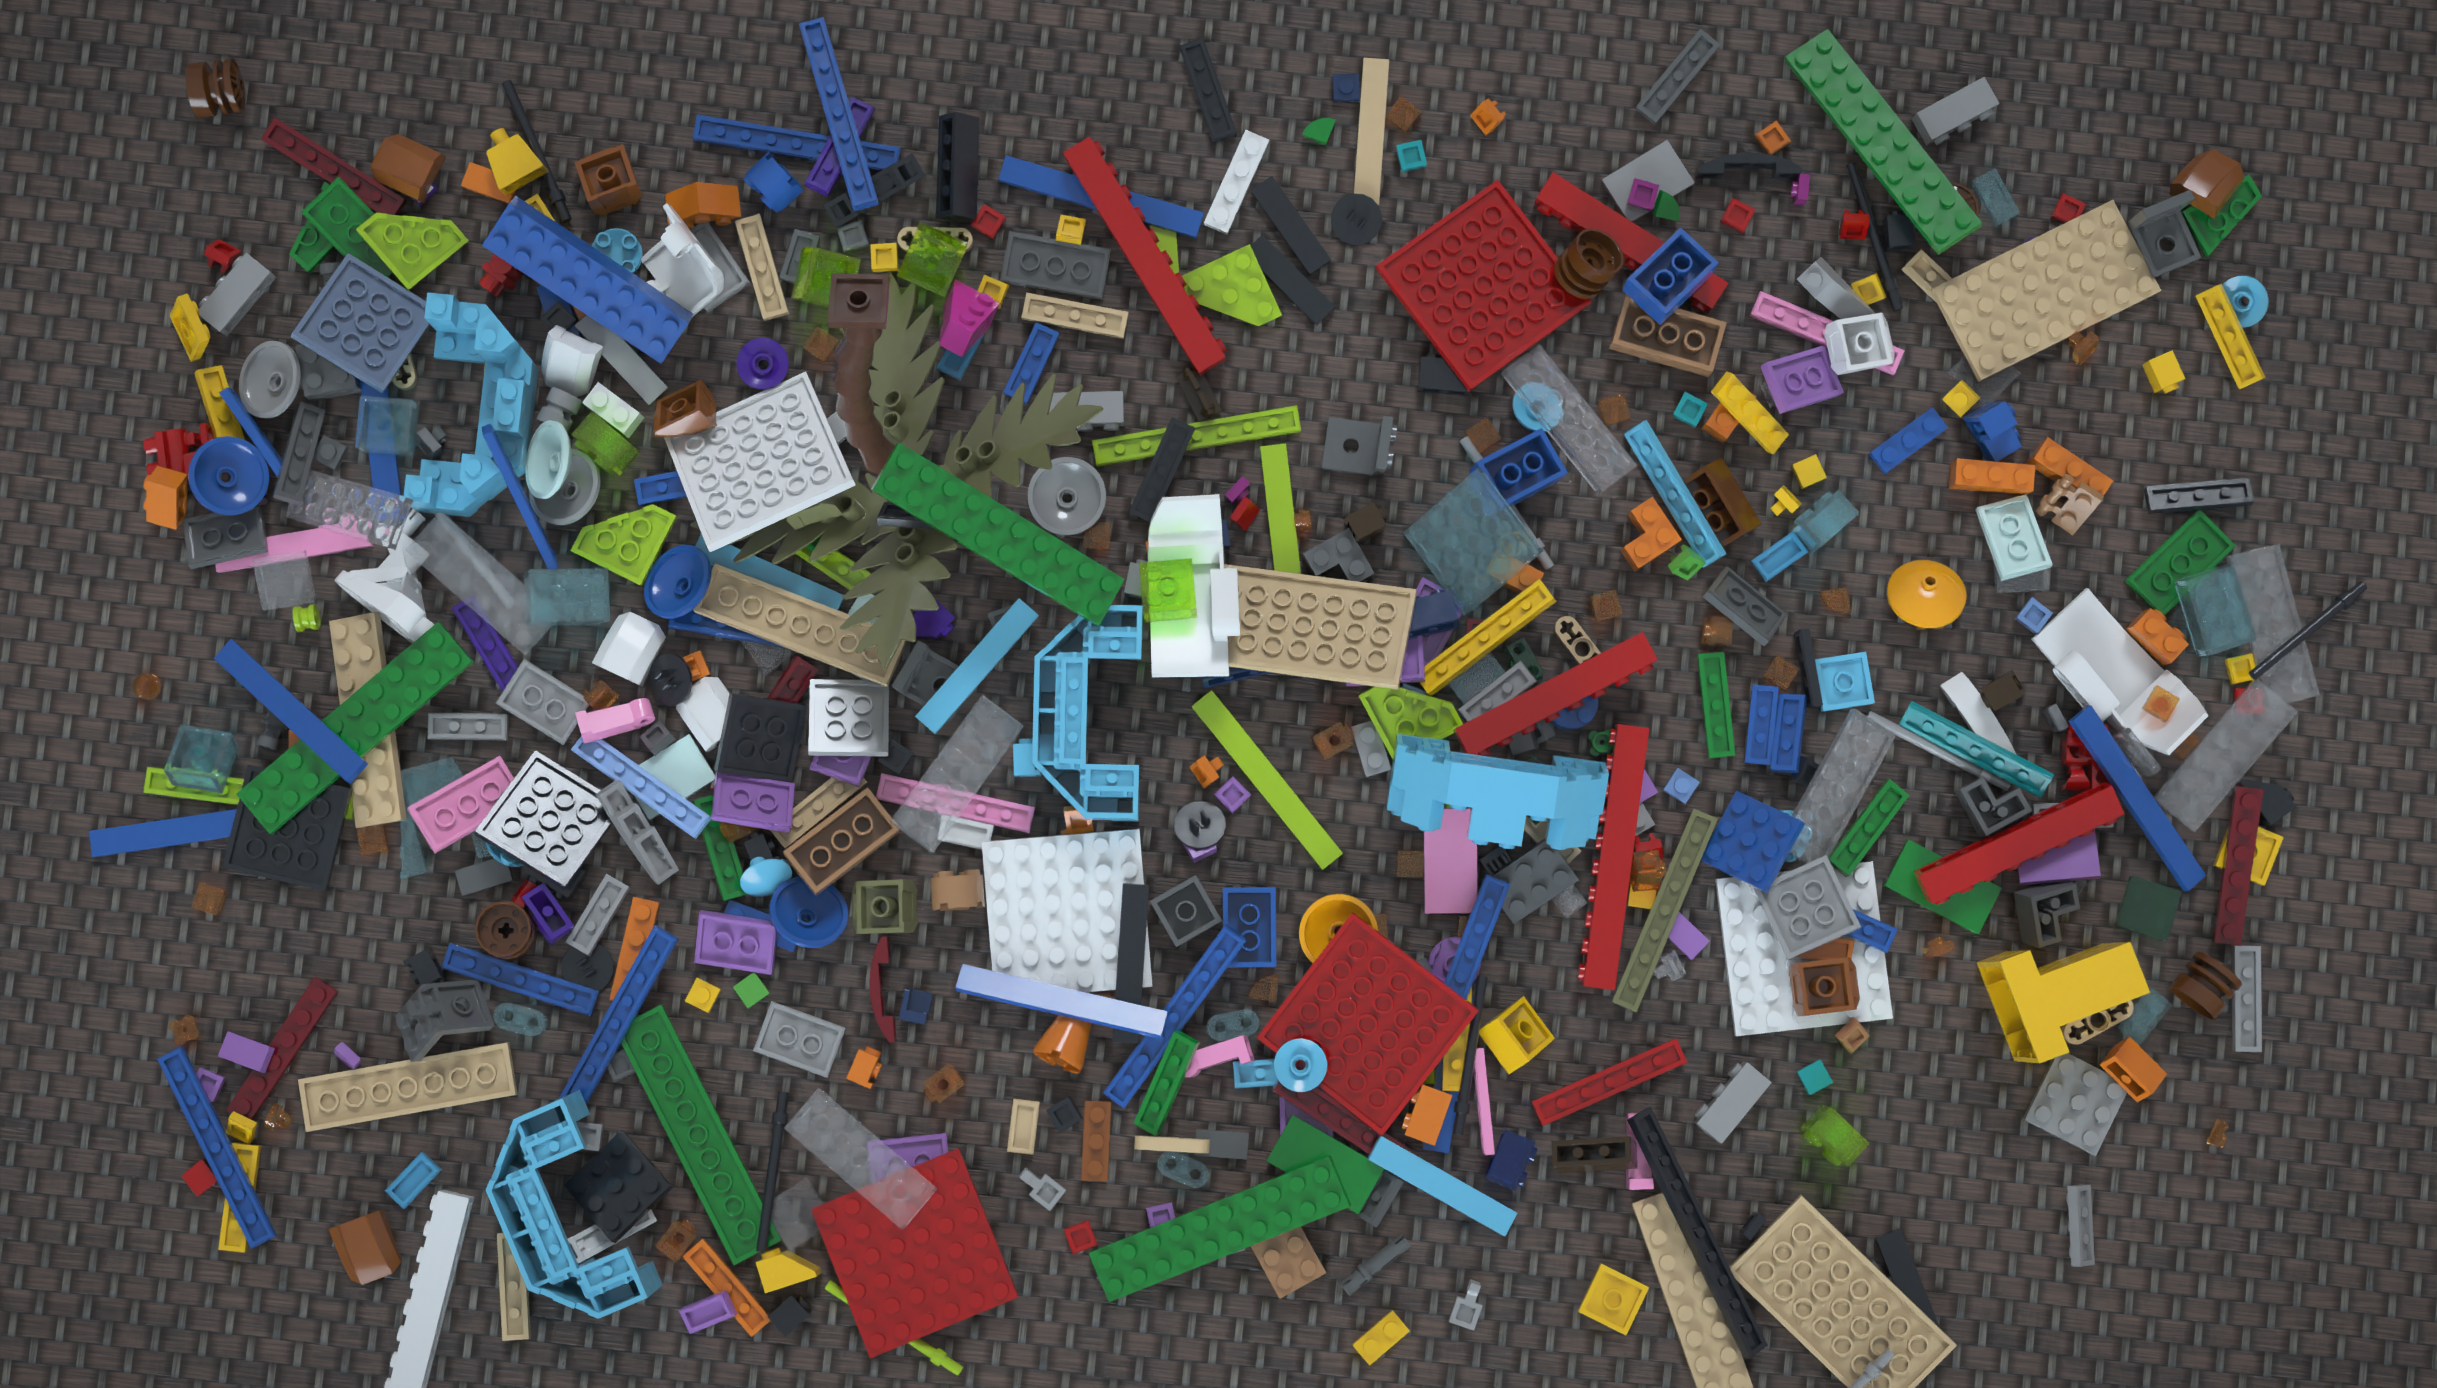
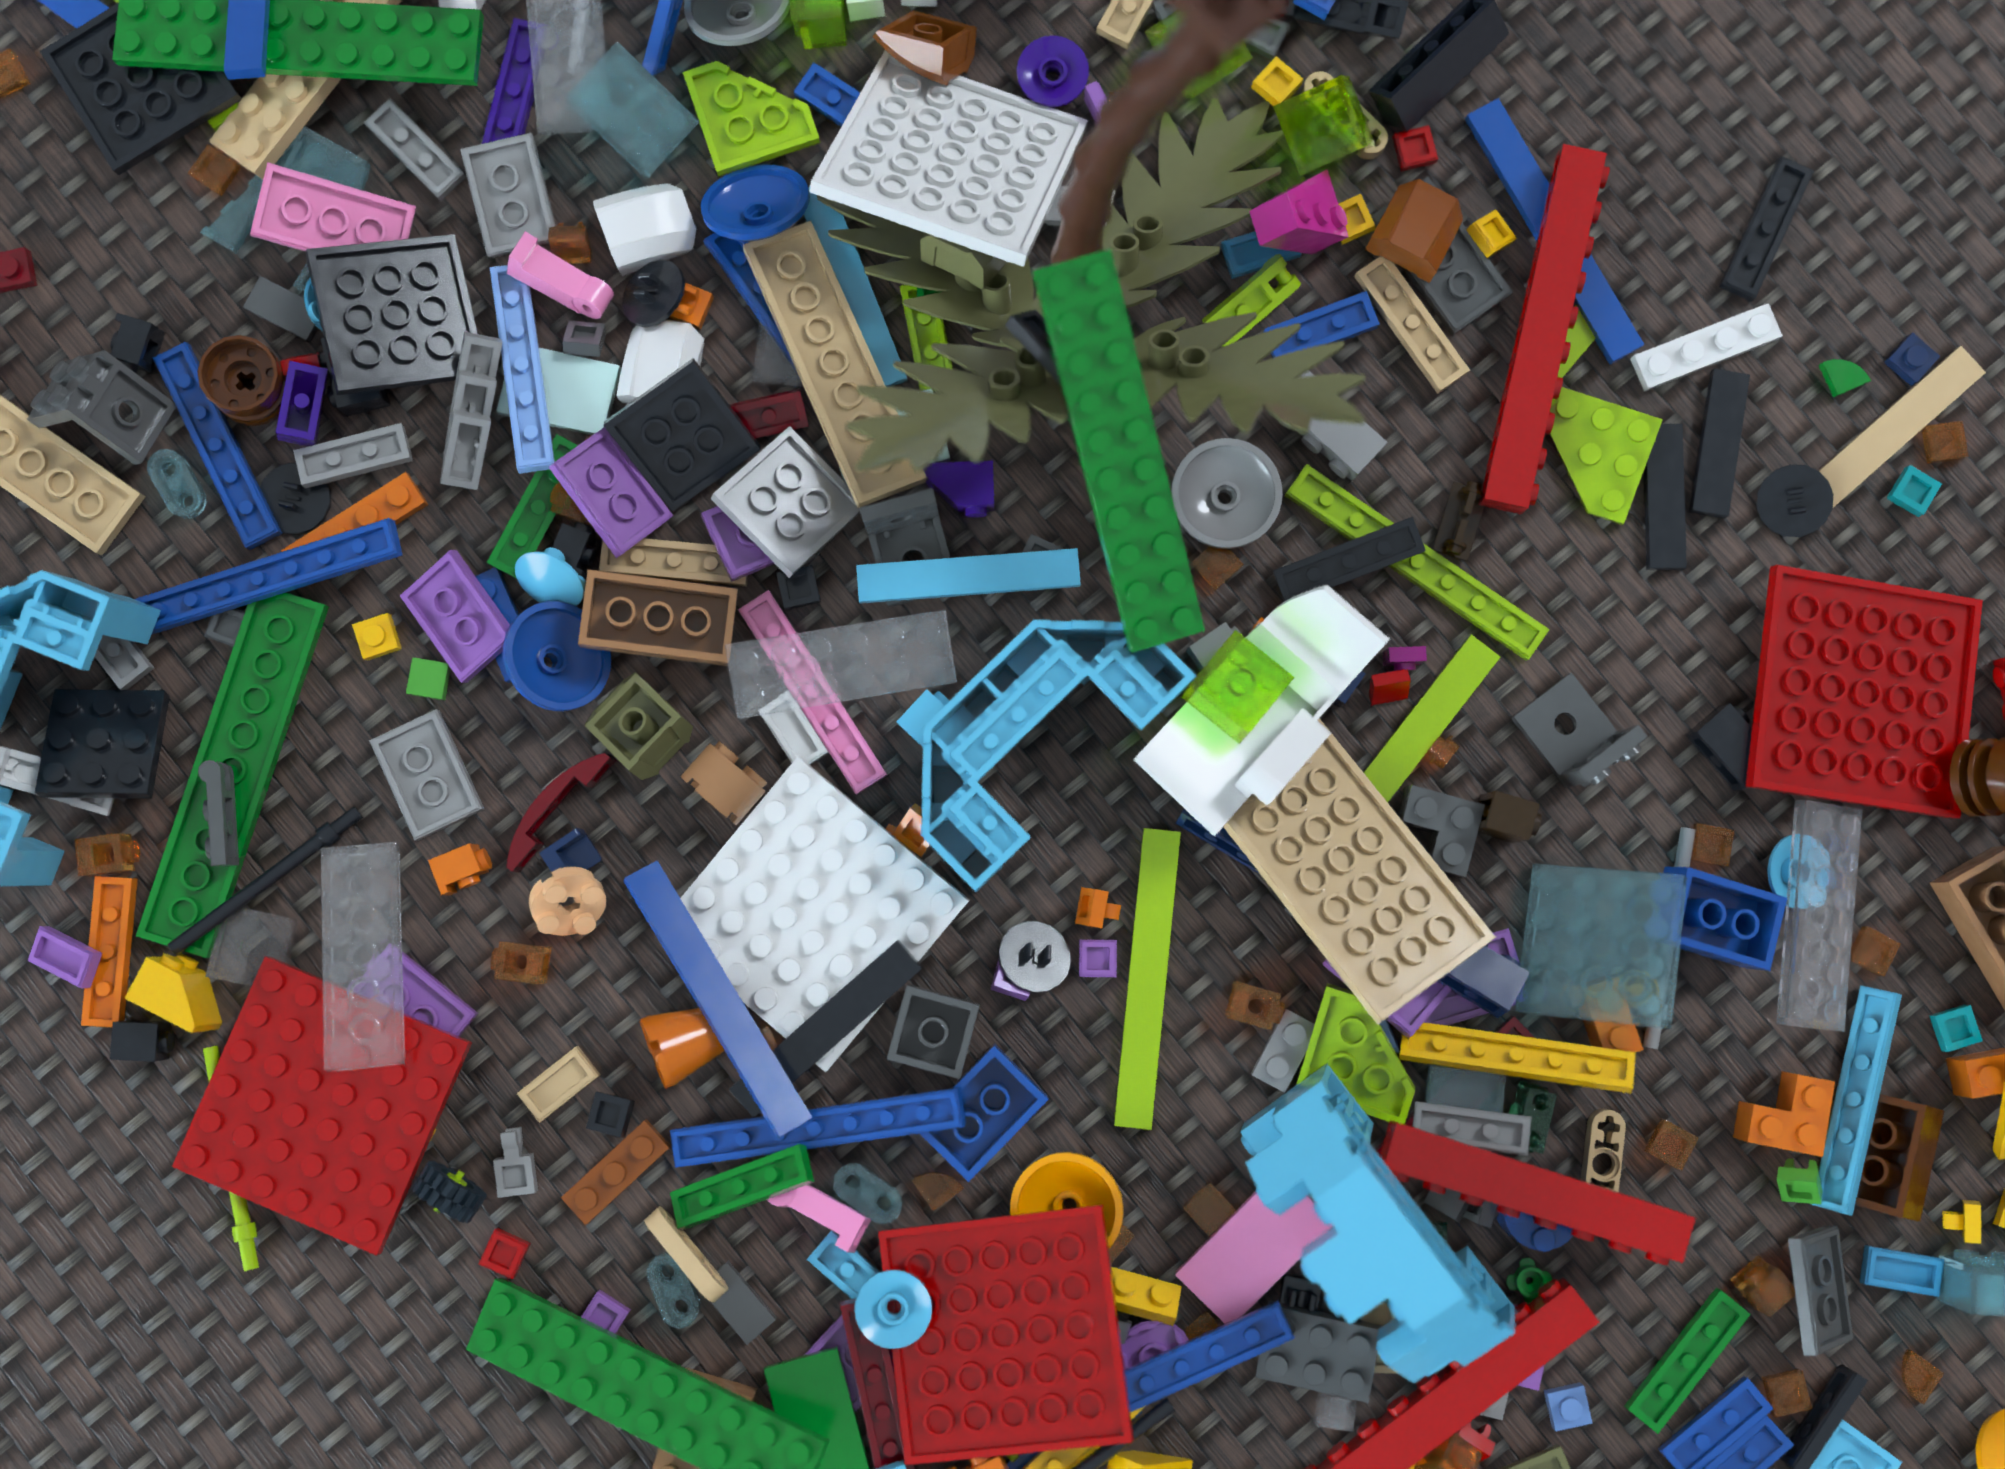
camera: 50 degrees right, 0 degrees up
(716, 1159) = (220, 813): none -> dark grey plate
(803, 358) = (1093, 98): none -> medium lavender tile
(949, 1033) = (571, 919): none -> light nougat plate
(982, 380) = (1257, 295): none -> lime plate
(1022, 1231) = (448, 1191): none -> black wheel
(1030, 264) = (1417, 228): none -> dark orange slope
(1421, 937) = (1146, 1296): none -> yellow plate

